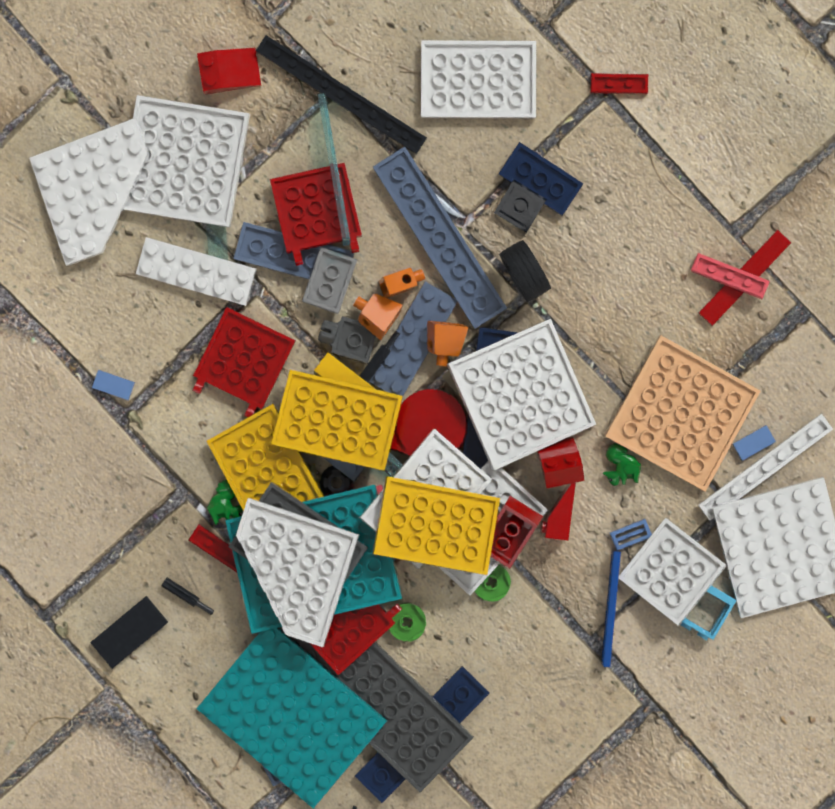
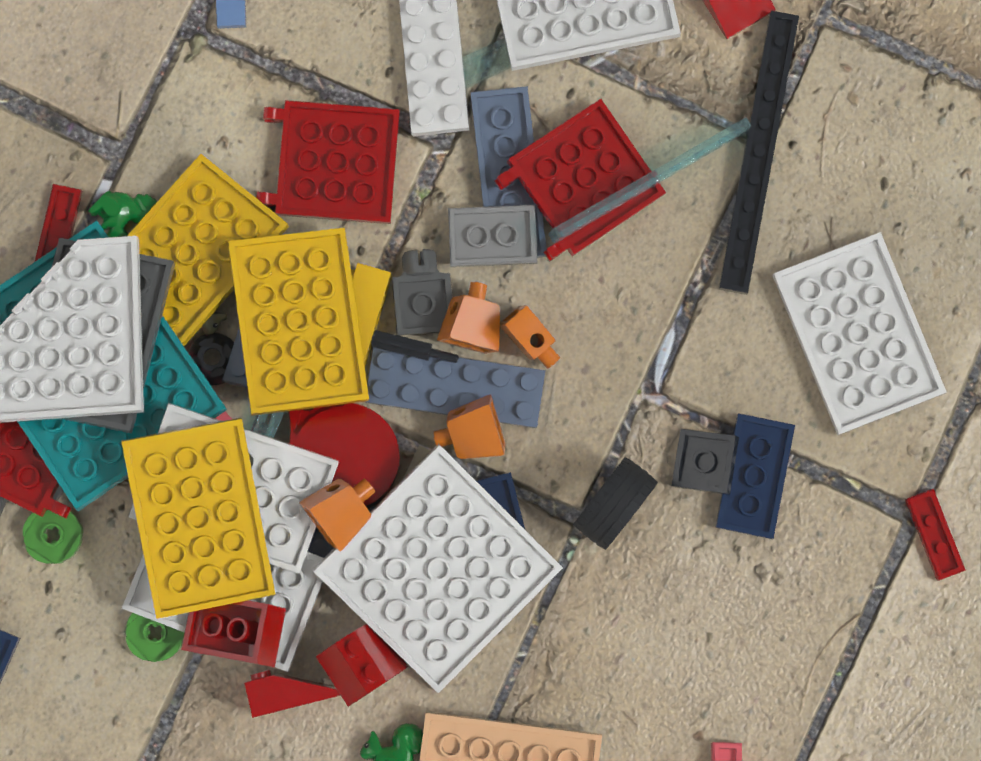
camera: 65 degrees right, 5 degrees down
(439, 237) = (614, 367): sand blue plate -> none
(464, 440) = (339, 510): none -> orange torso

